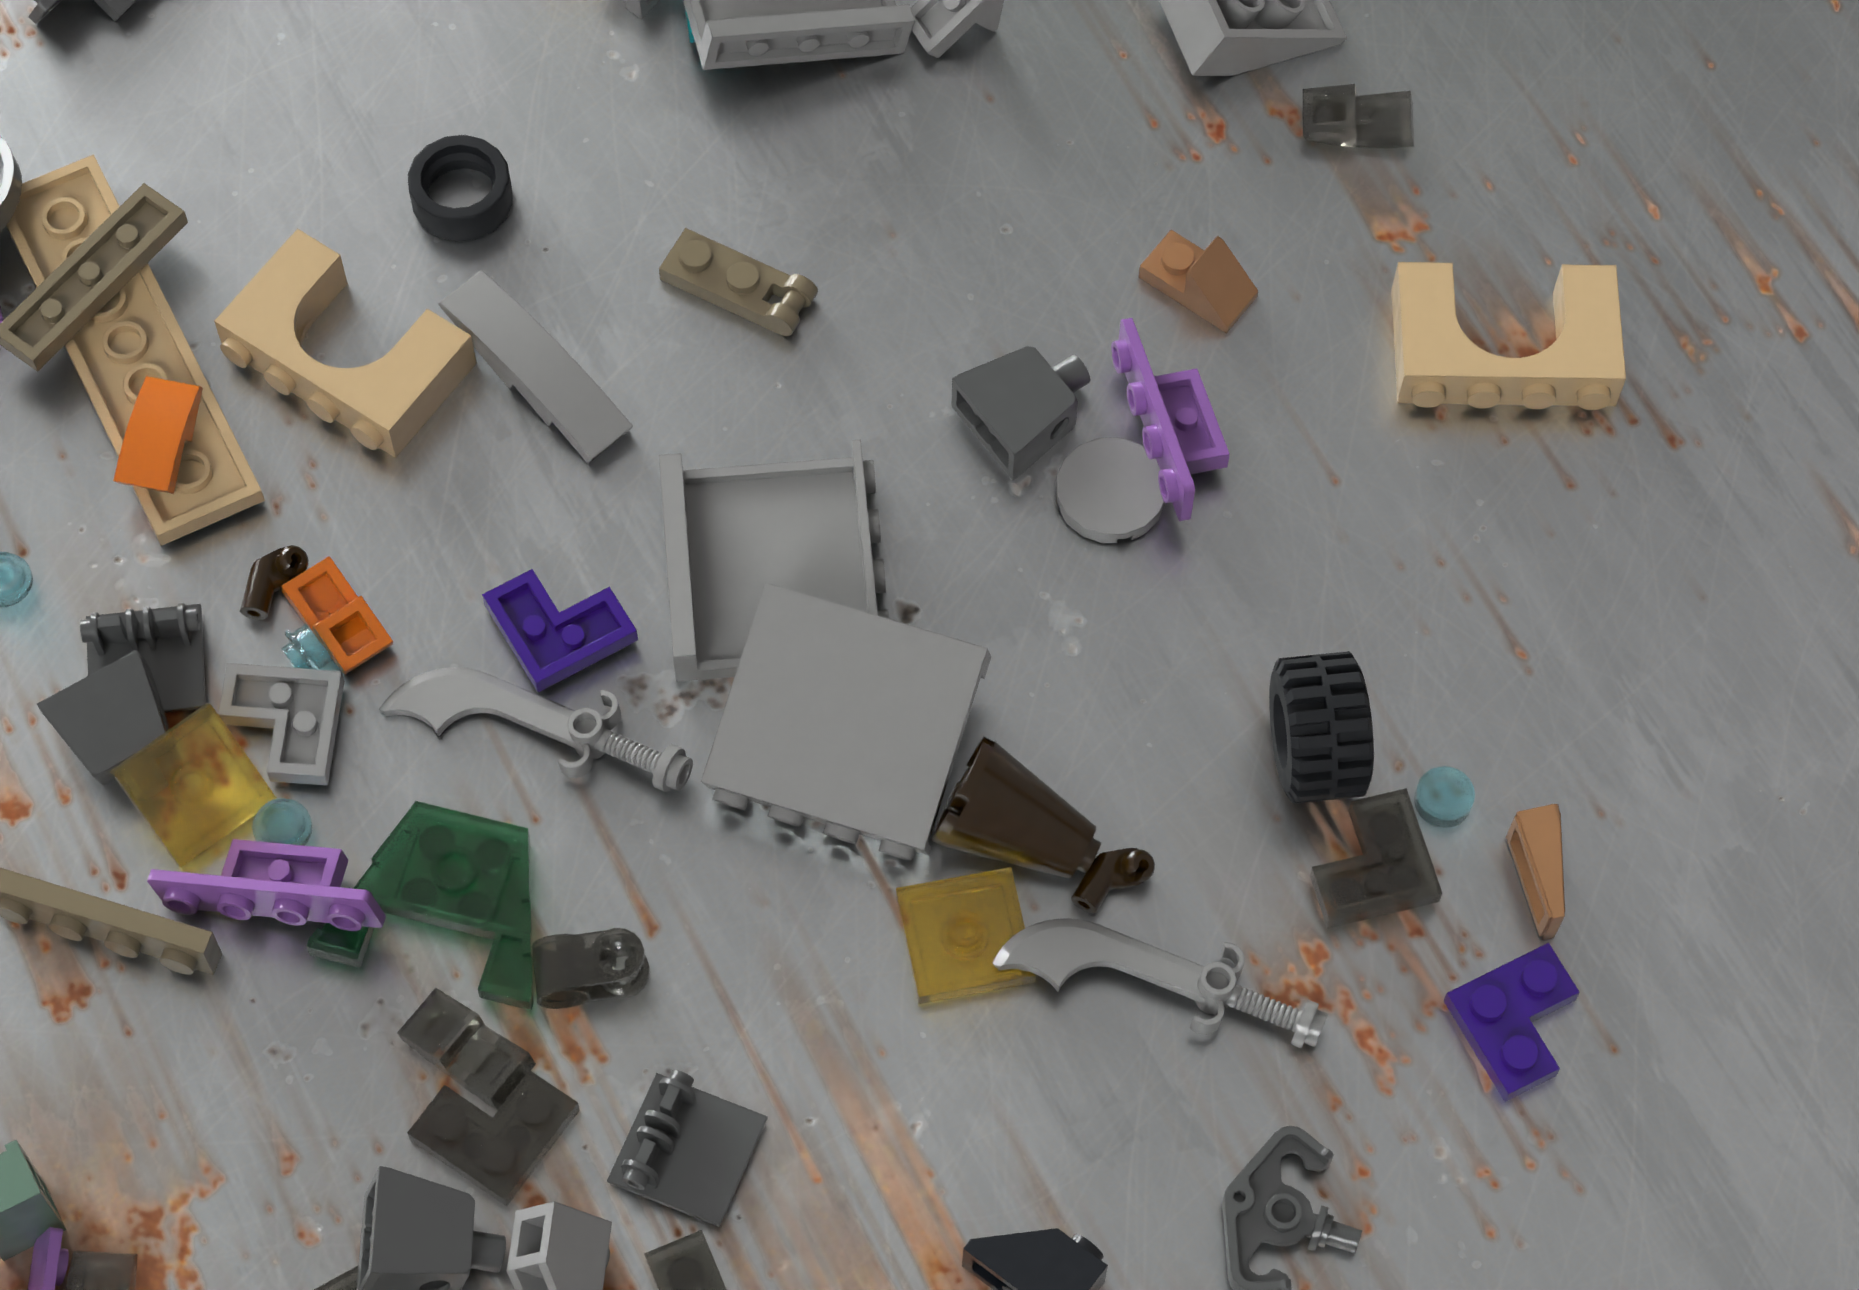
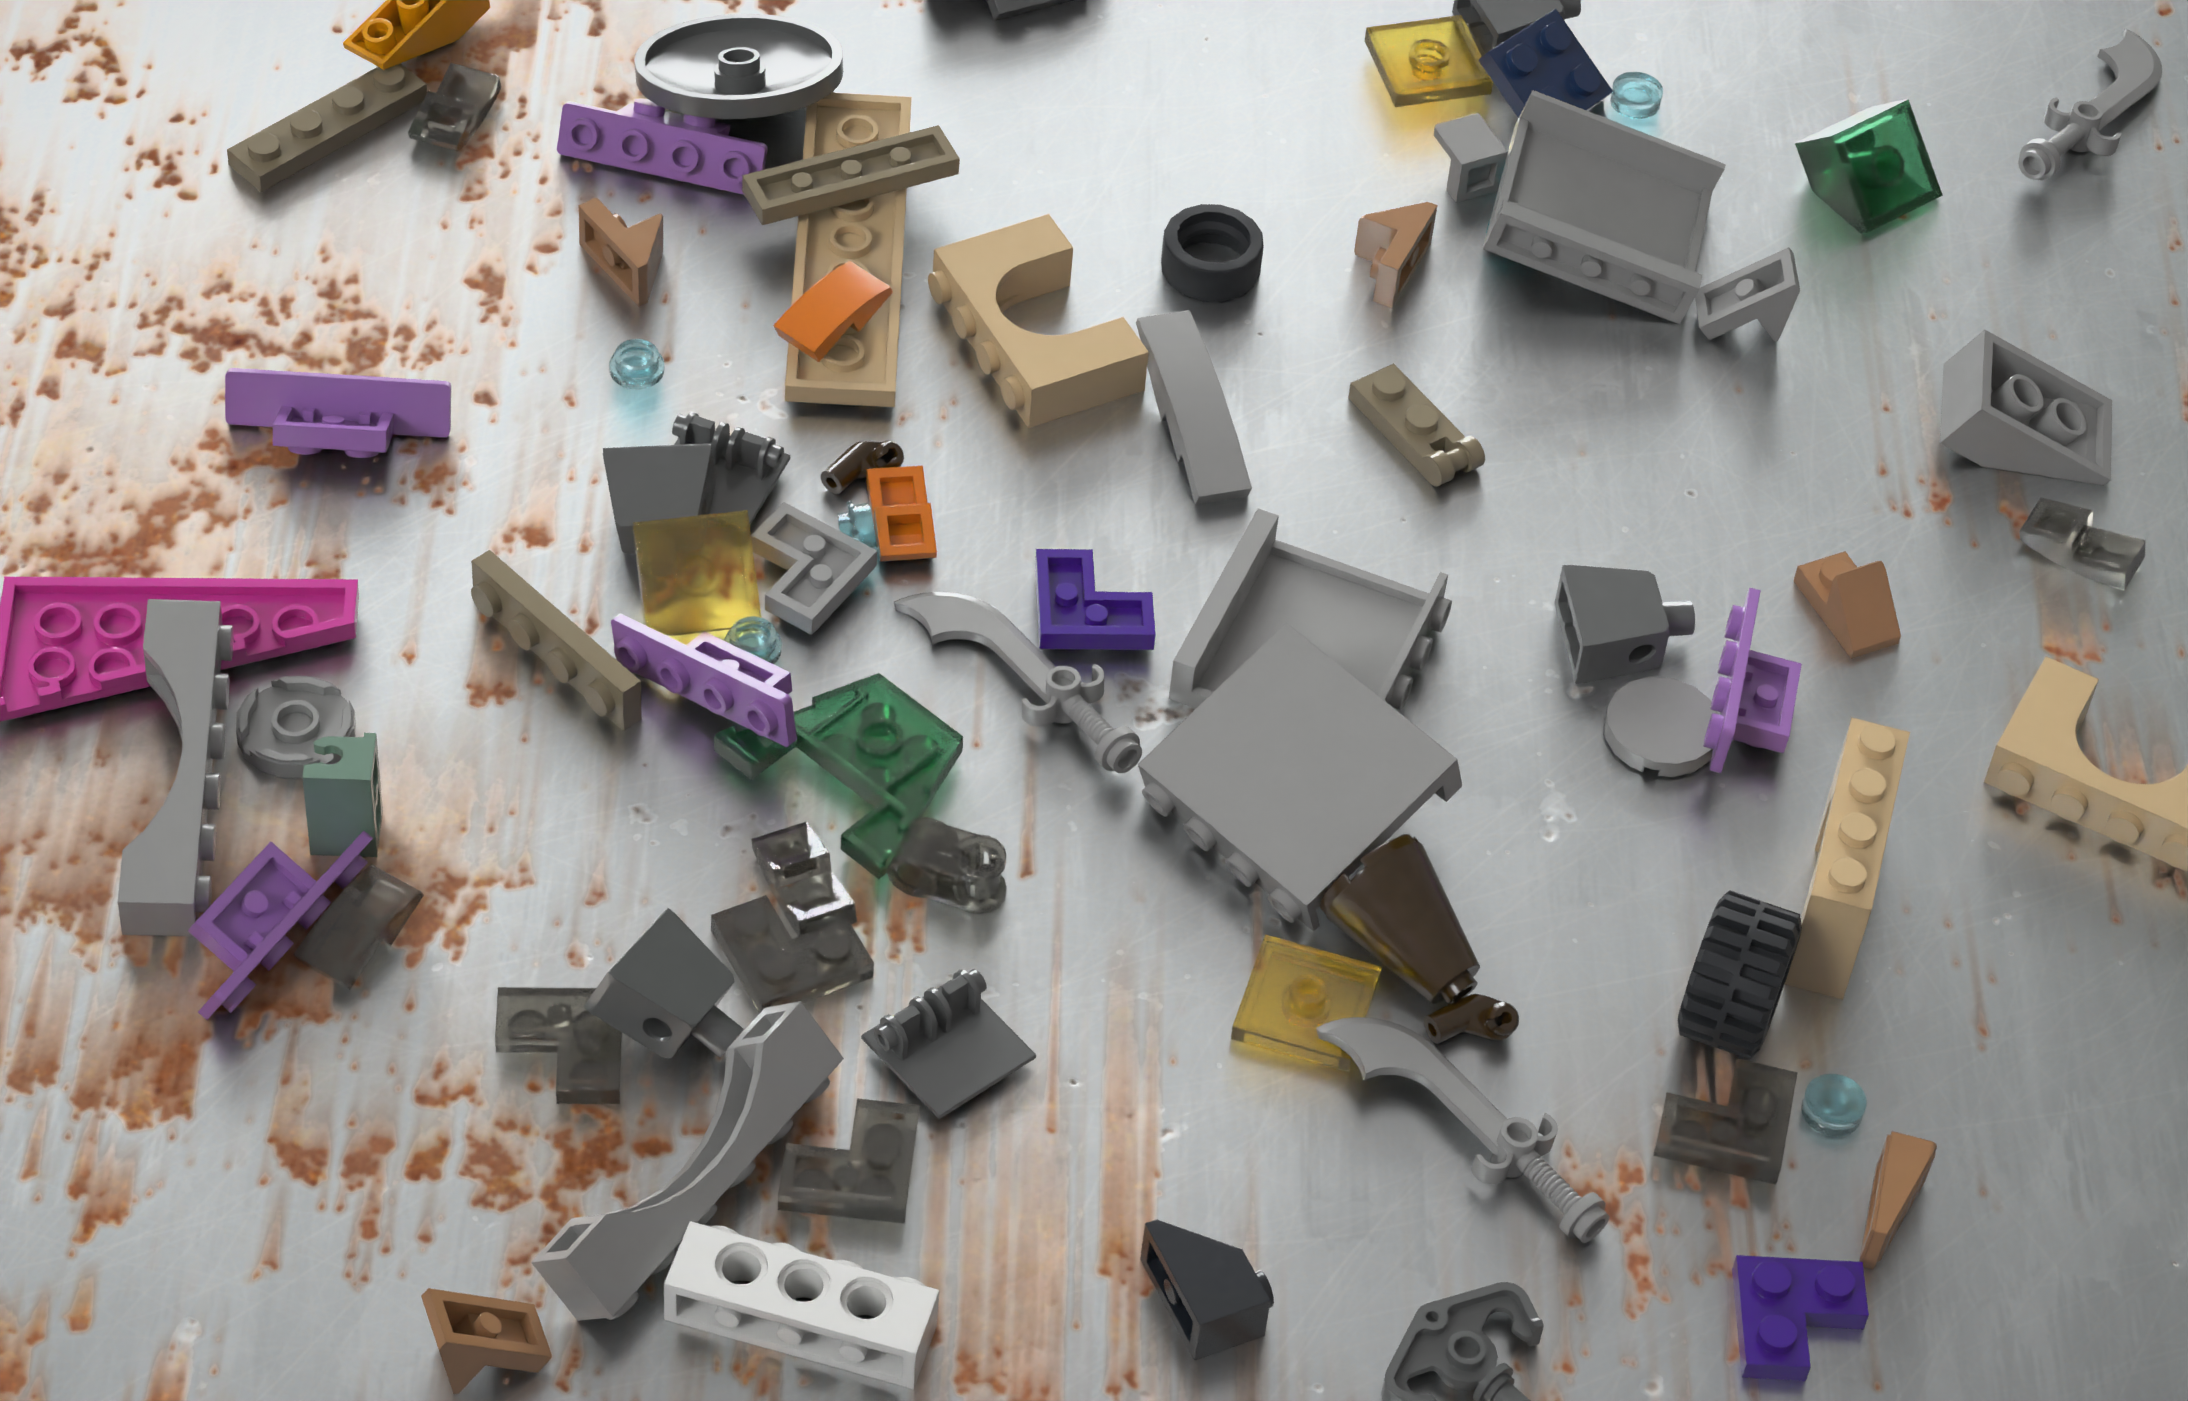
camera: 25 degrees right, 15 degrees down
(618, 96) = (1395, 245): none -> medium nougat slope
(1334, 504) = (1849, 857): none -> tan arch

